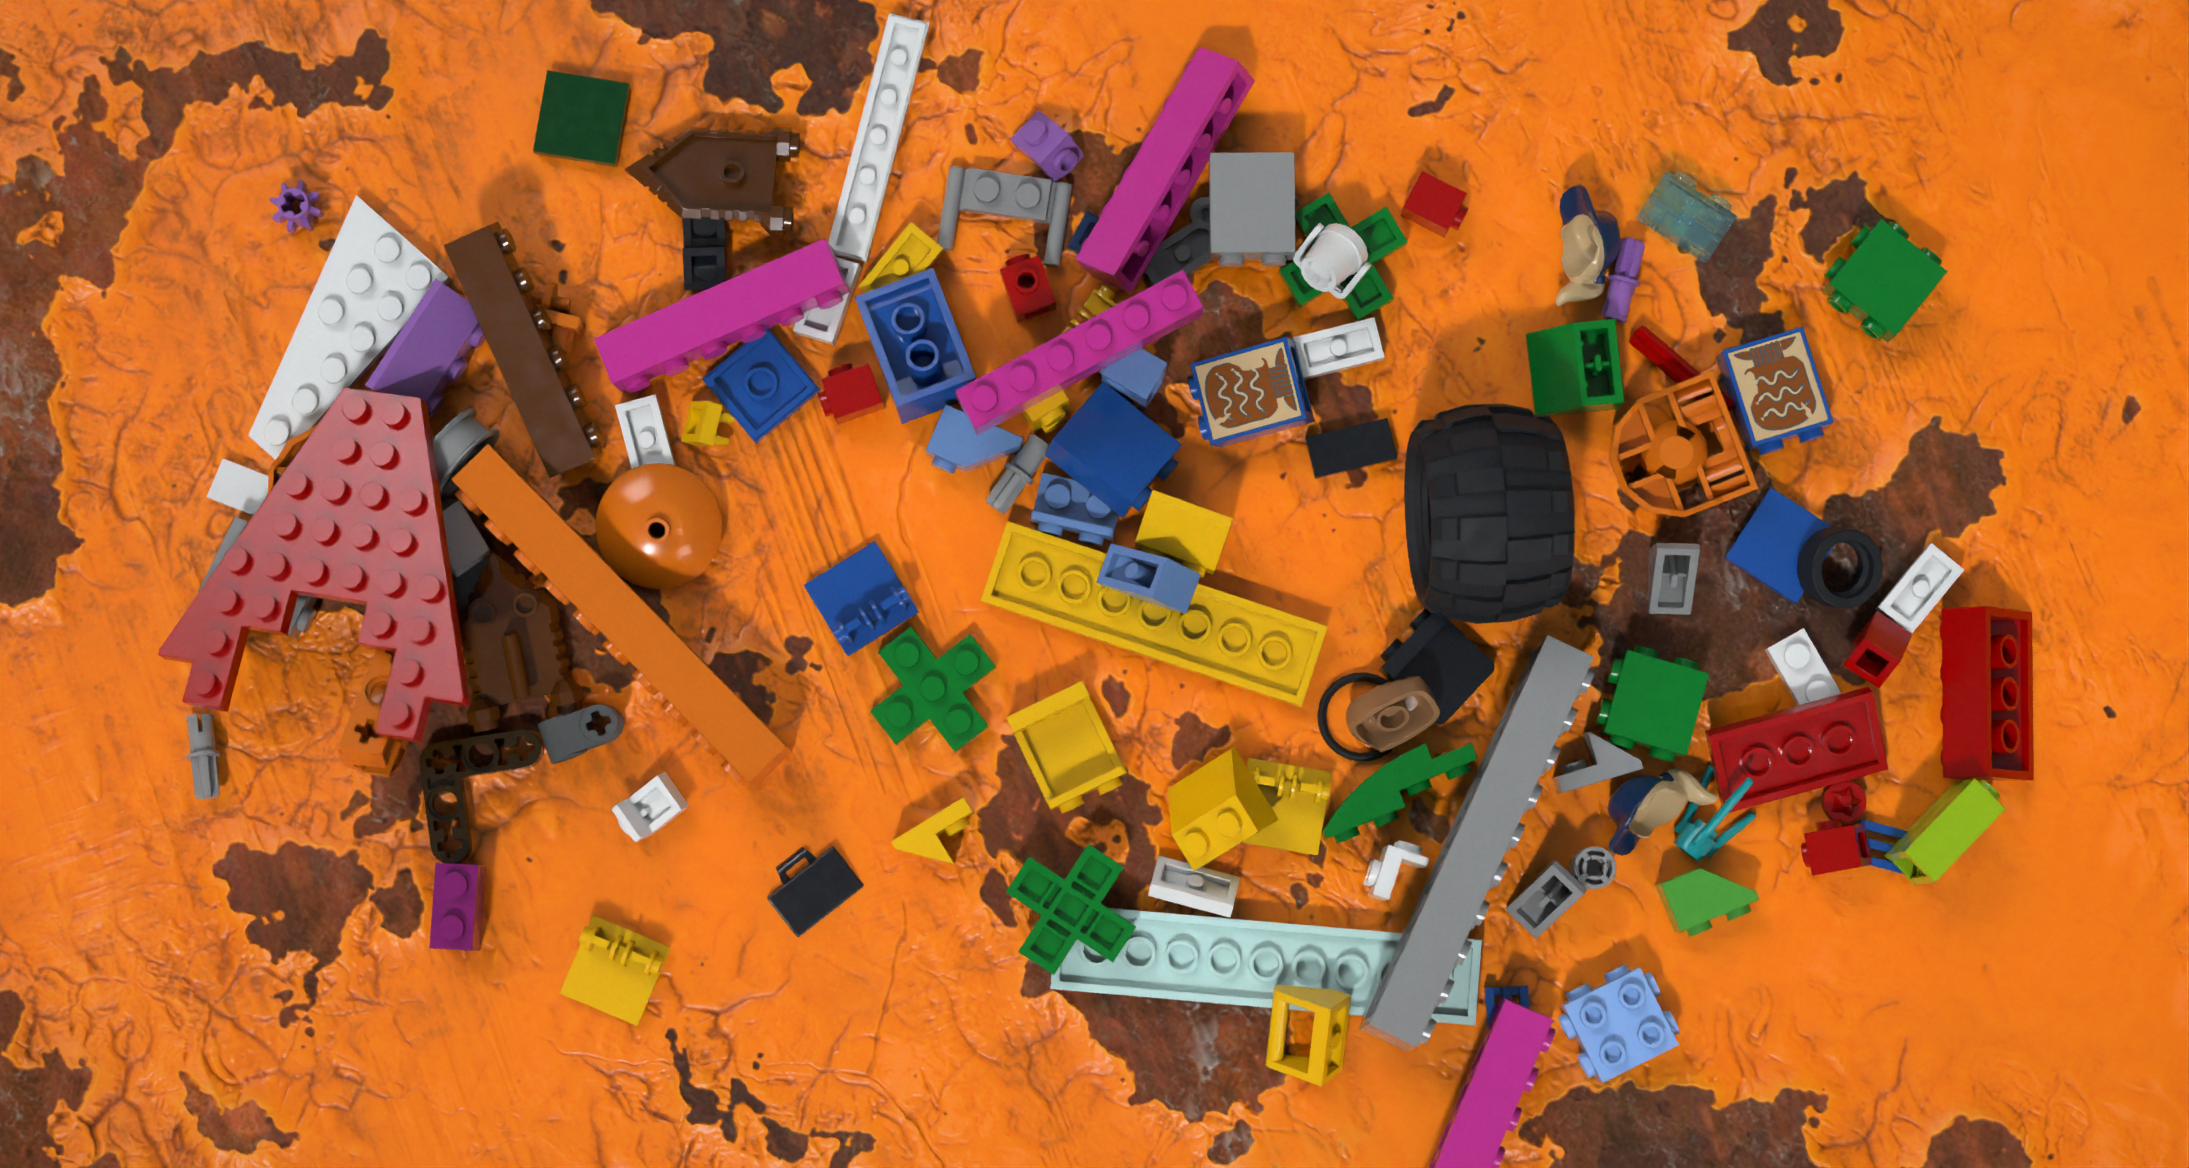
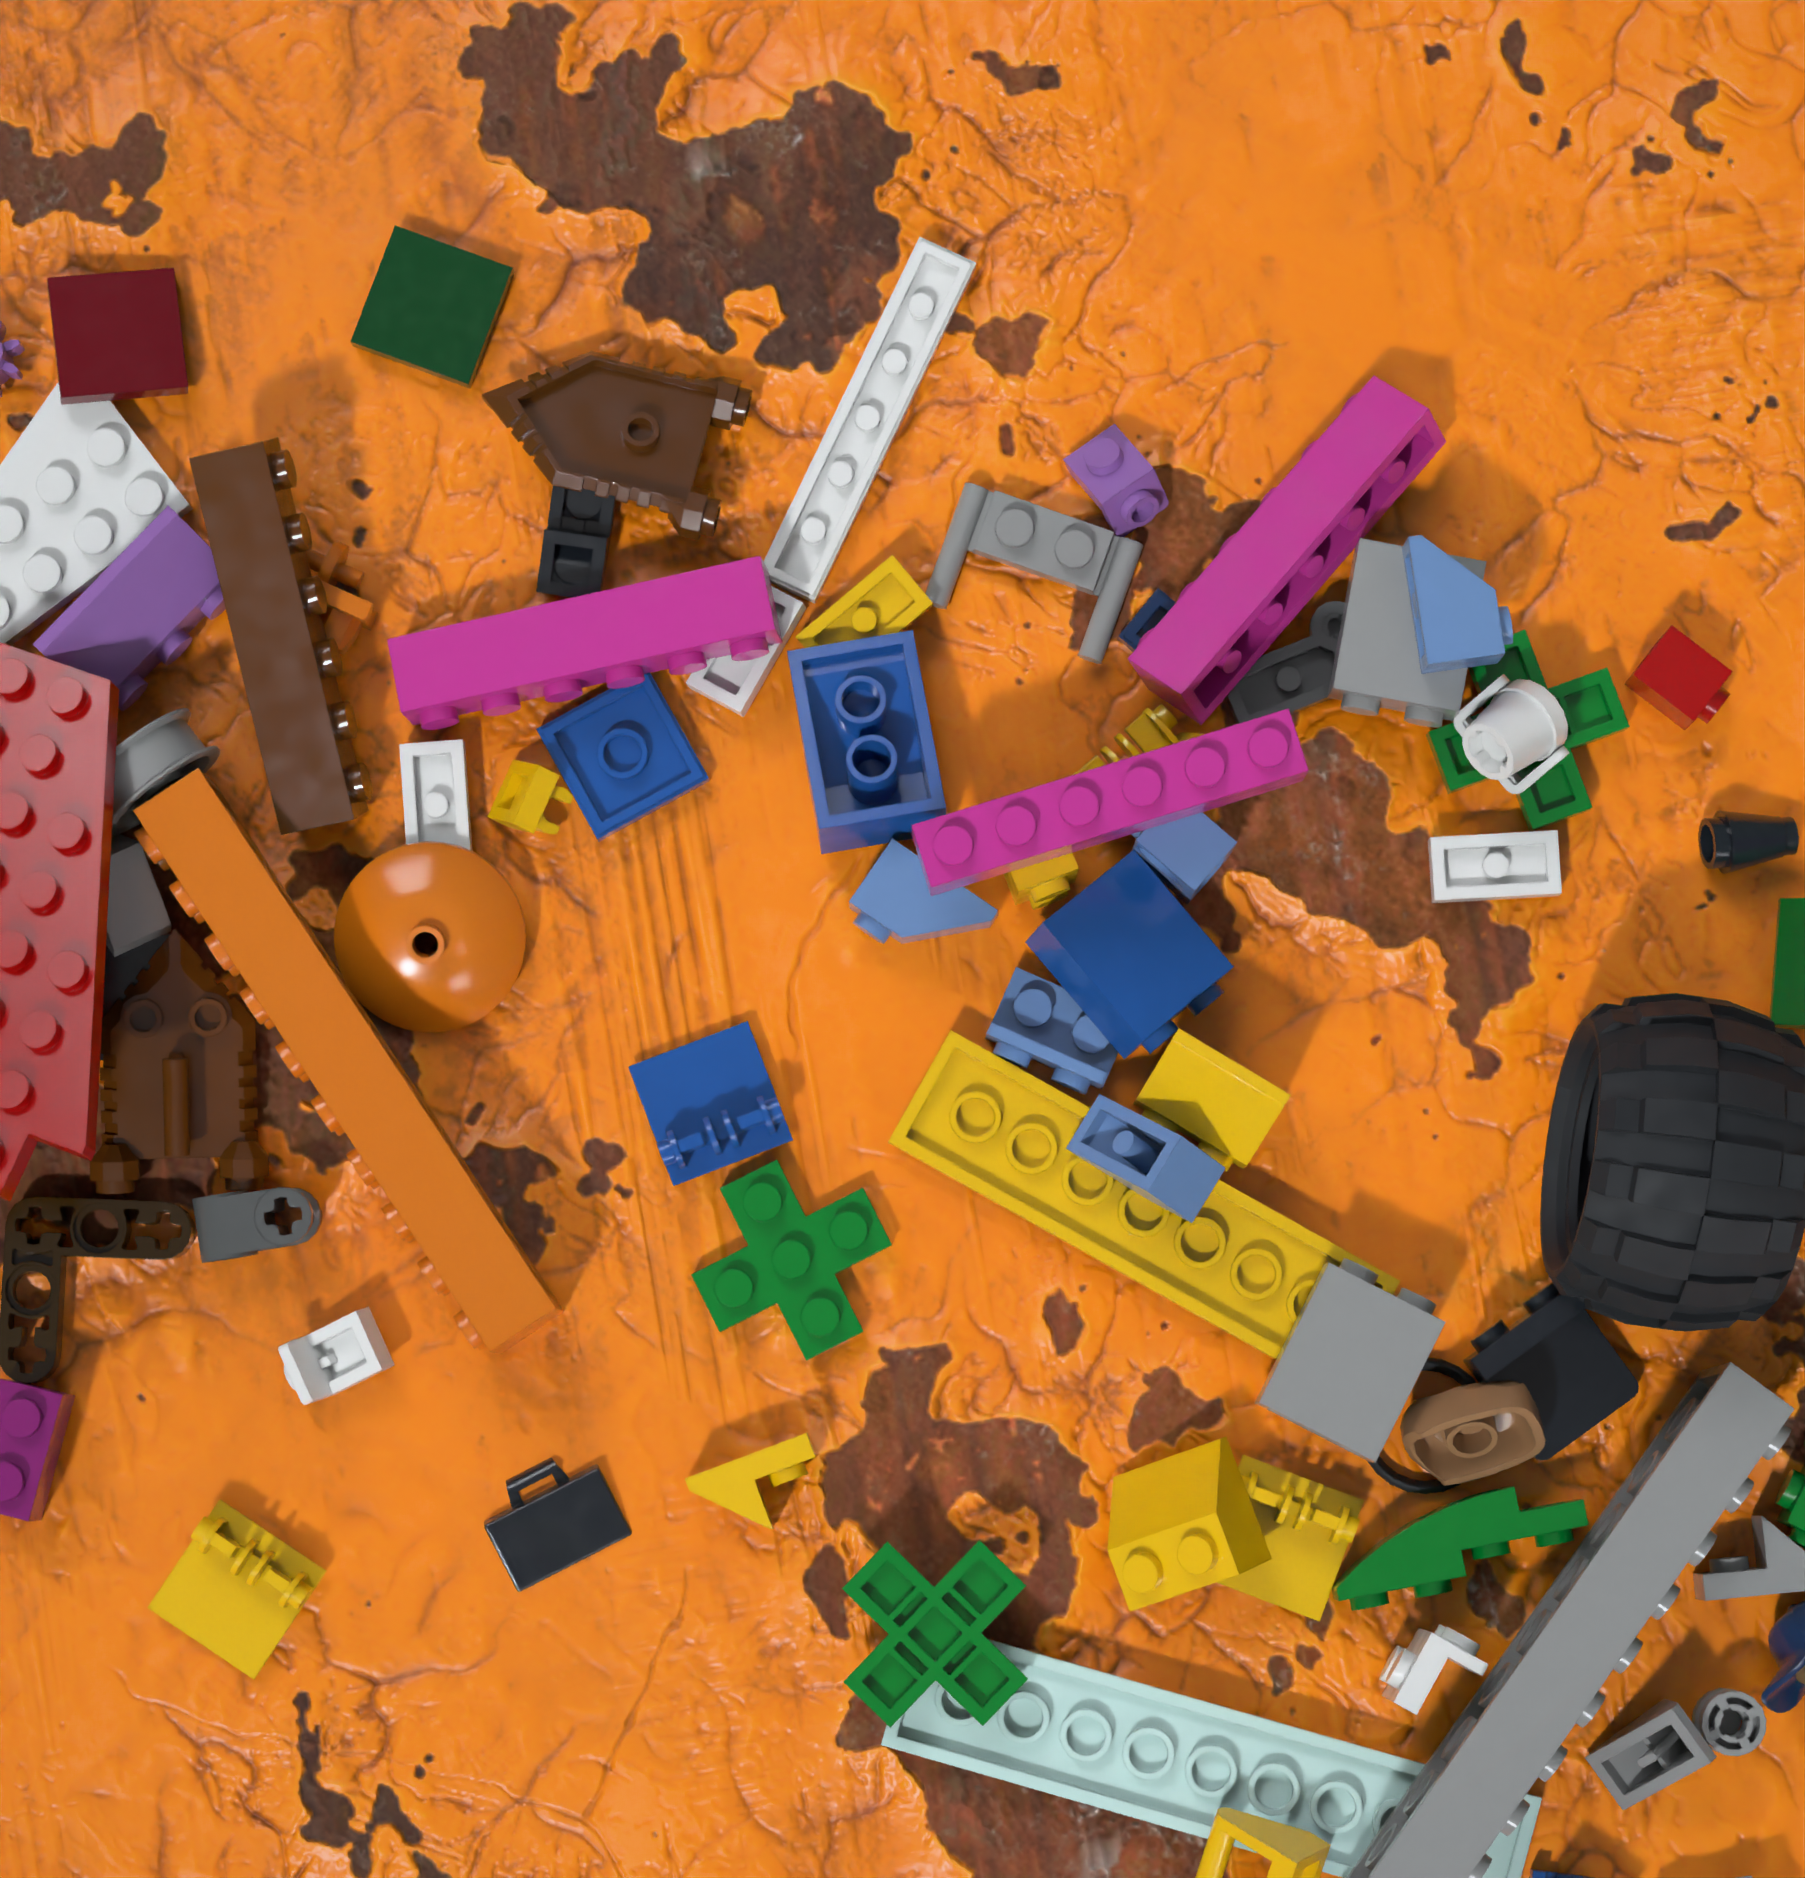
camera: 10 degrees right, 0 degrees up
(380, 176) = (117, 336): none -> dark red tile
(850, 393) = (752, 793): red brick -> none
(1017, 474) = (979, 962): light grey axle -> none
(1027, 287) = (1047, 685): red brick -> none
(1067, 748) = (975, 1388): yellow panel -> none
(1197, 889) = (1134, 1640): white plate -> none
(1250, 393) = (1351, 908): brick -> none
(1278, 188) = (1452, 611): none -> medium blue slope
(1305, 682) = (1351, 1359): none -> light grey brick
(1350, 448) = (1484, 1019): black tile -> none
(1496, 300) = (1744, 840): none -> black cone

